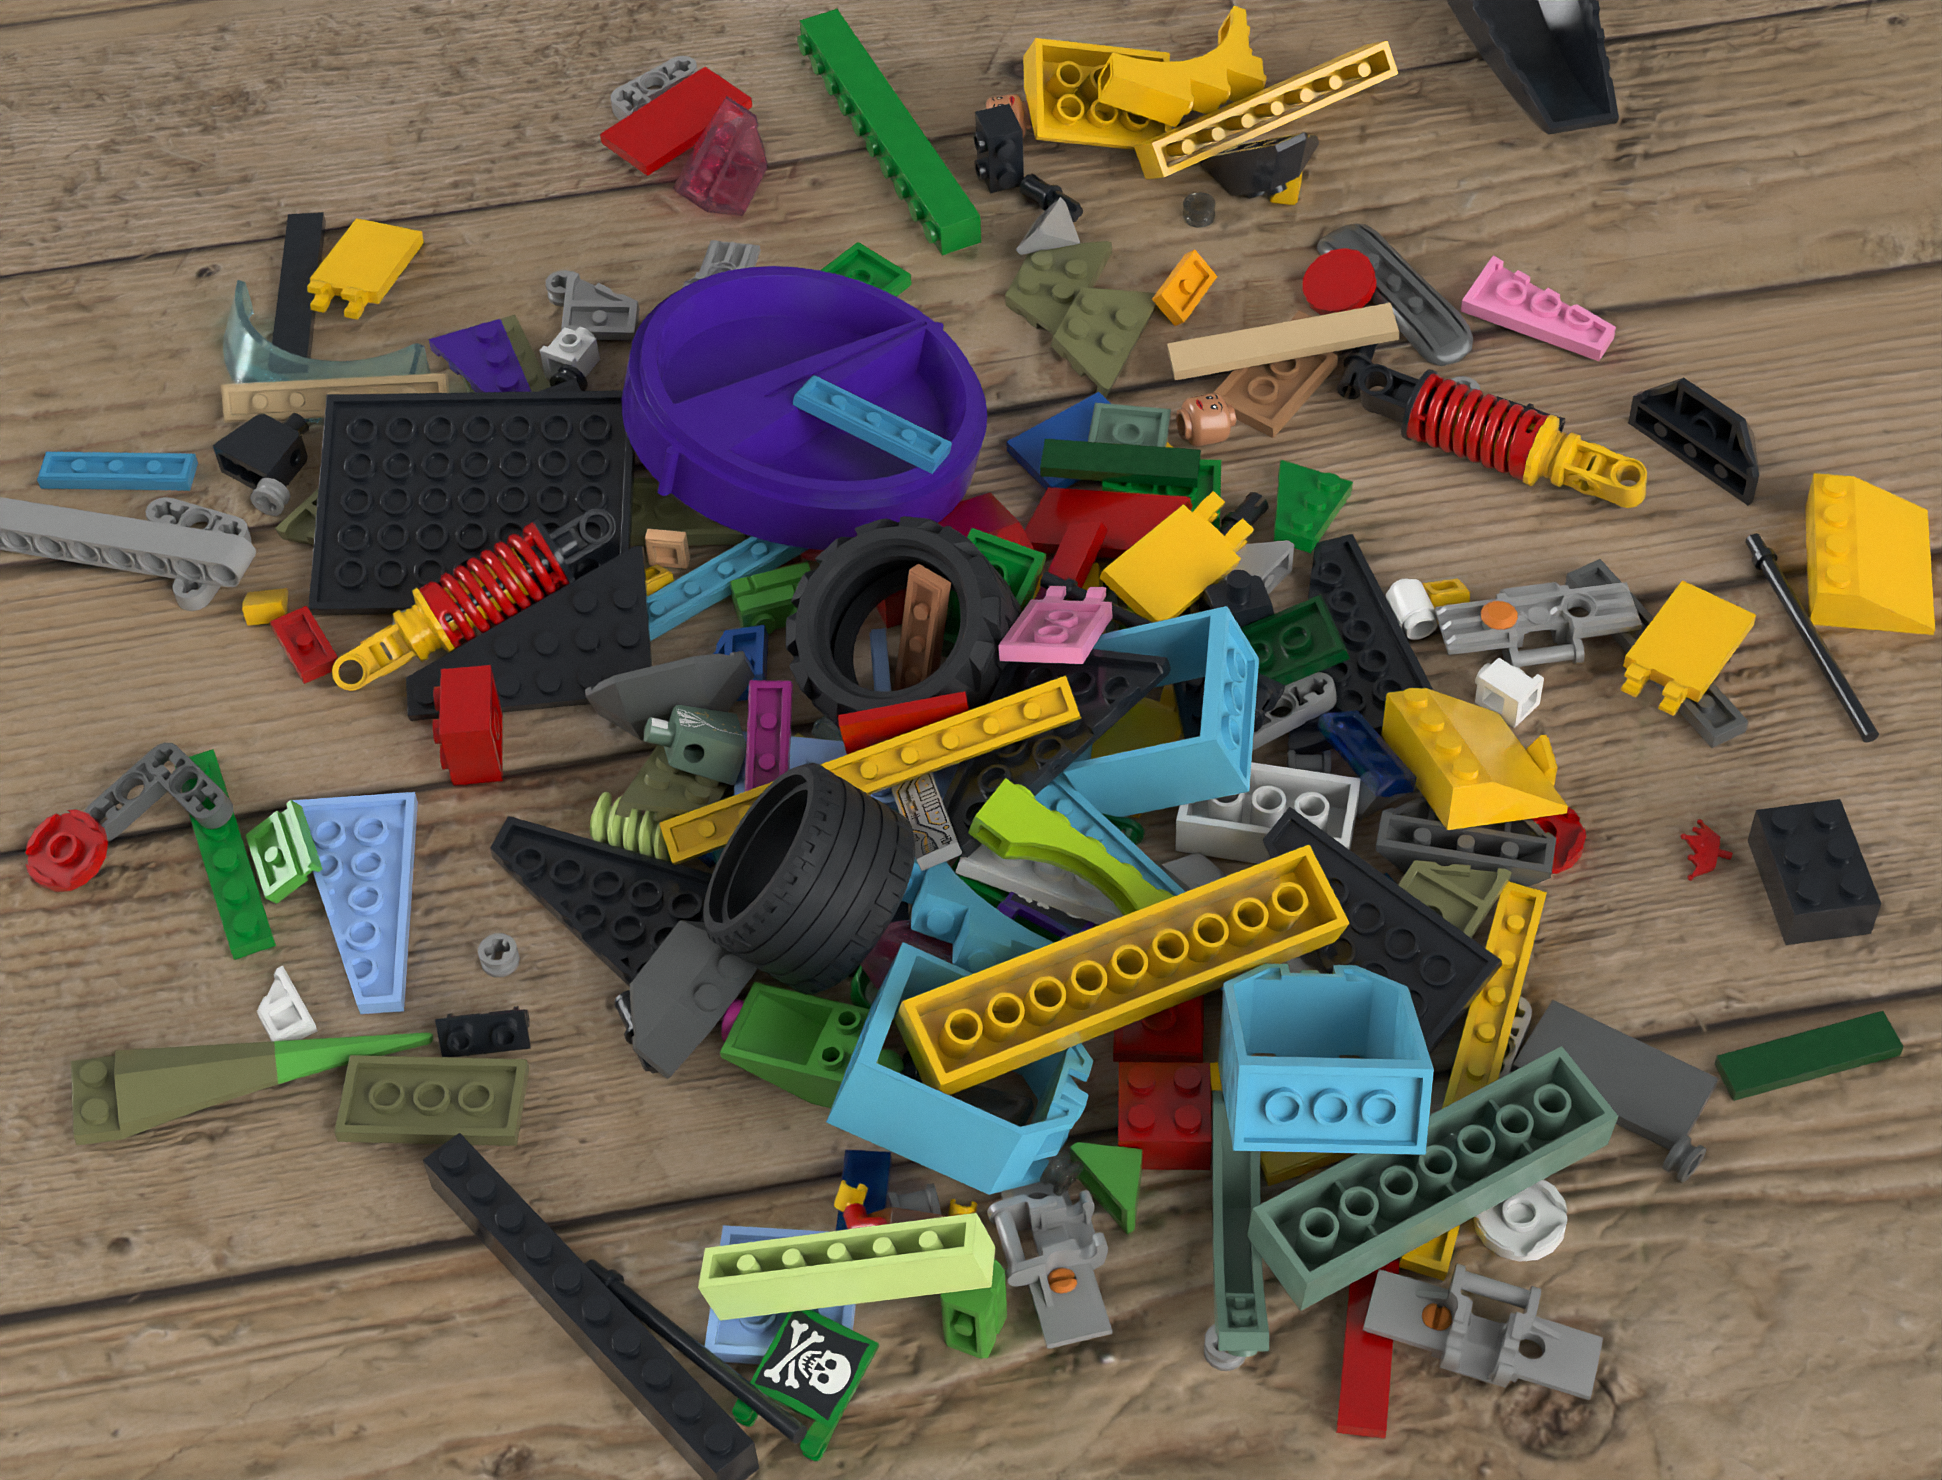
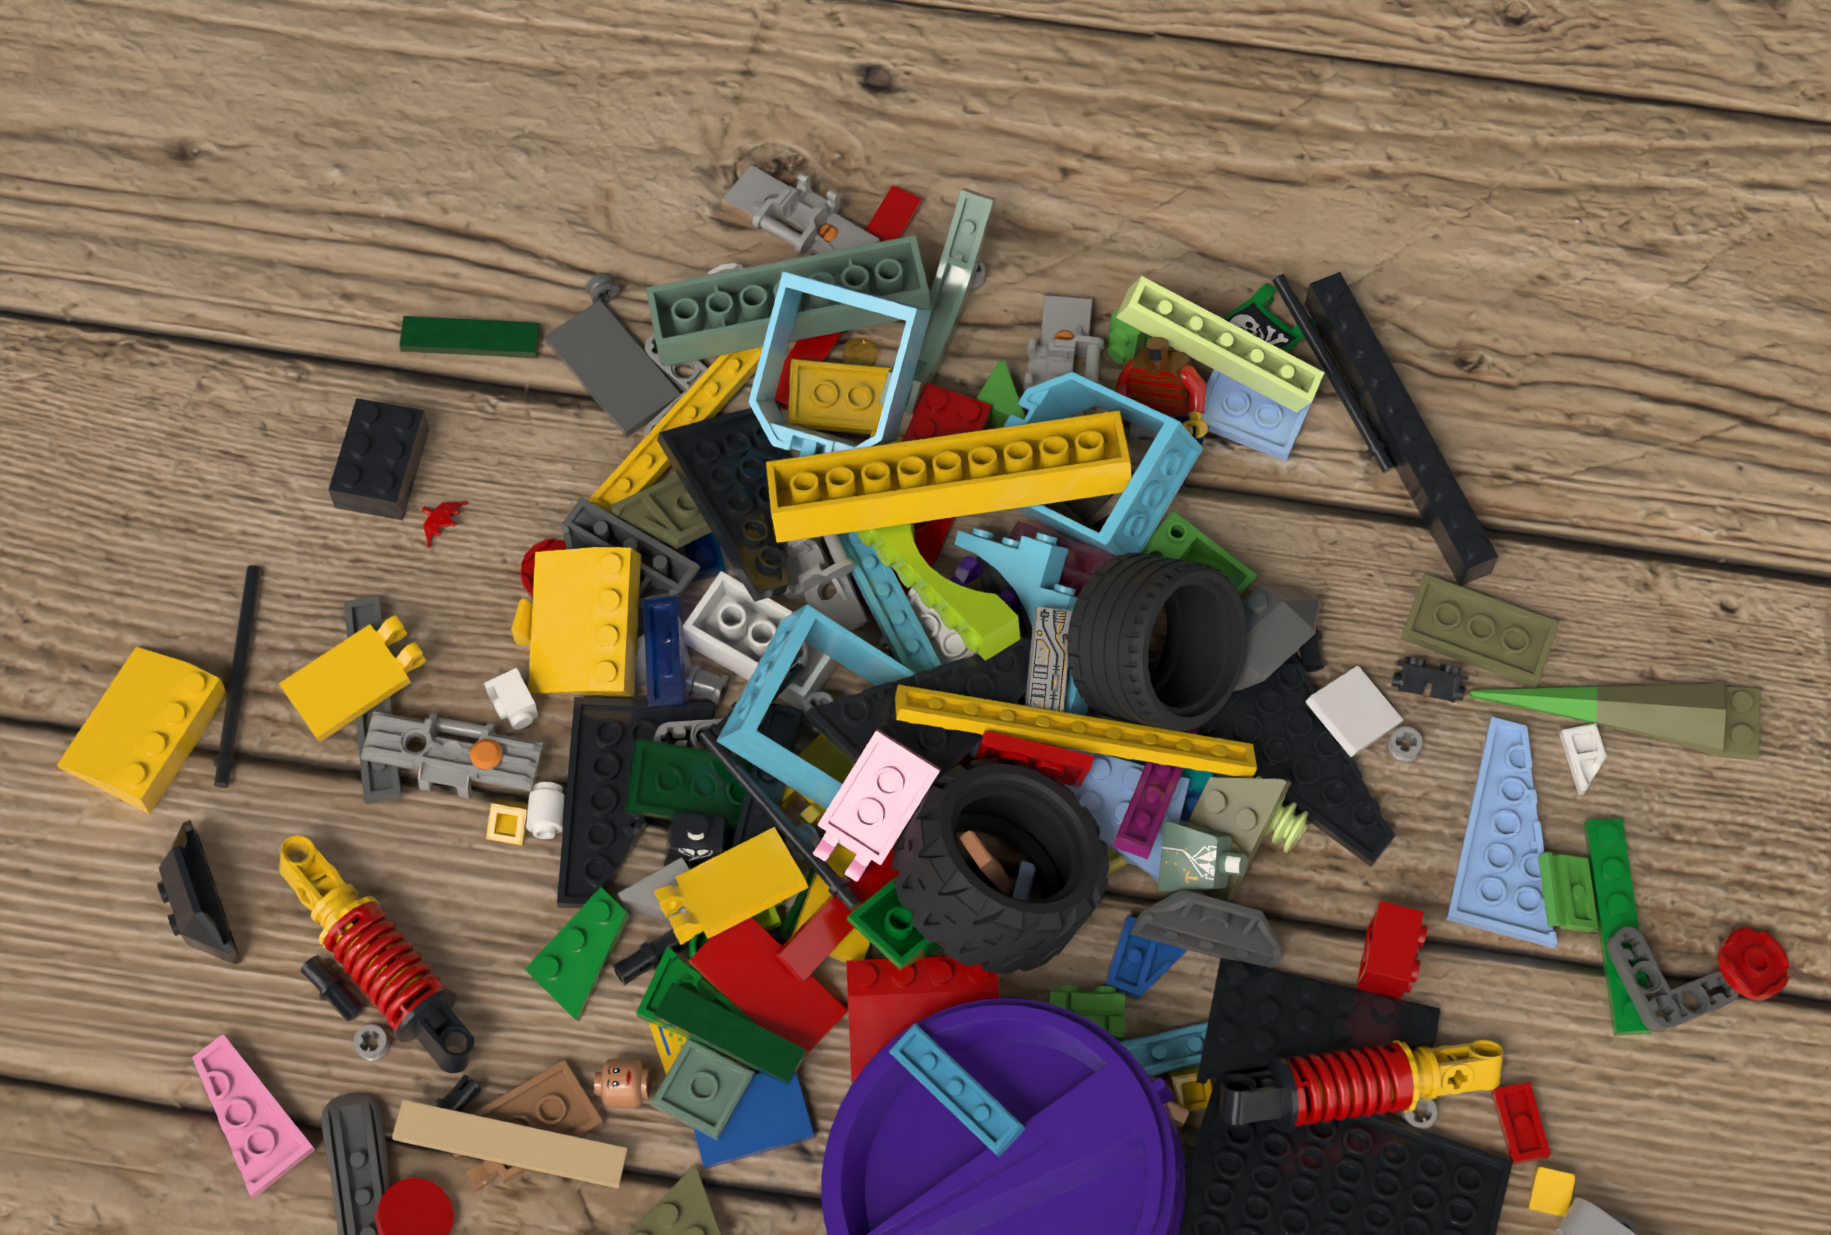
camera: 165 degrees left, 15 degrees up
(565, 958) = (1354, 711): none -> white tile

